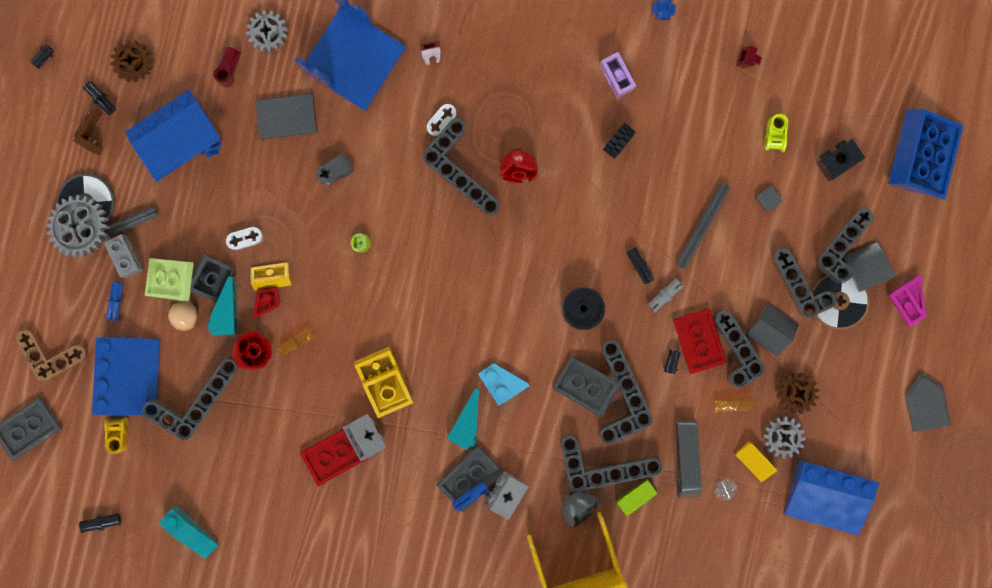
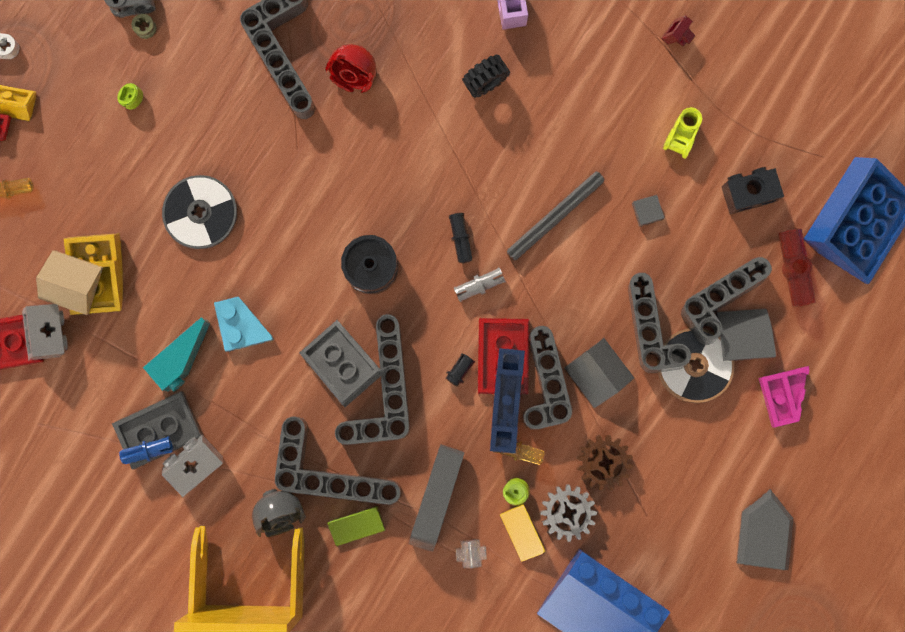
camera: 25 degrees right, 5 degrees down
(353, 181) = (138, 20): none -> olive bush
(372, 395) = (68, 282): none -> tan slope
(457, 315) = (182, 204): none -> piece
(714, 374) = (506, 400): none -> dark blue slope
(742, 434) = (516, 491): none -> lime tile
(896, 217) = (793, 251): none -> clear red piece

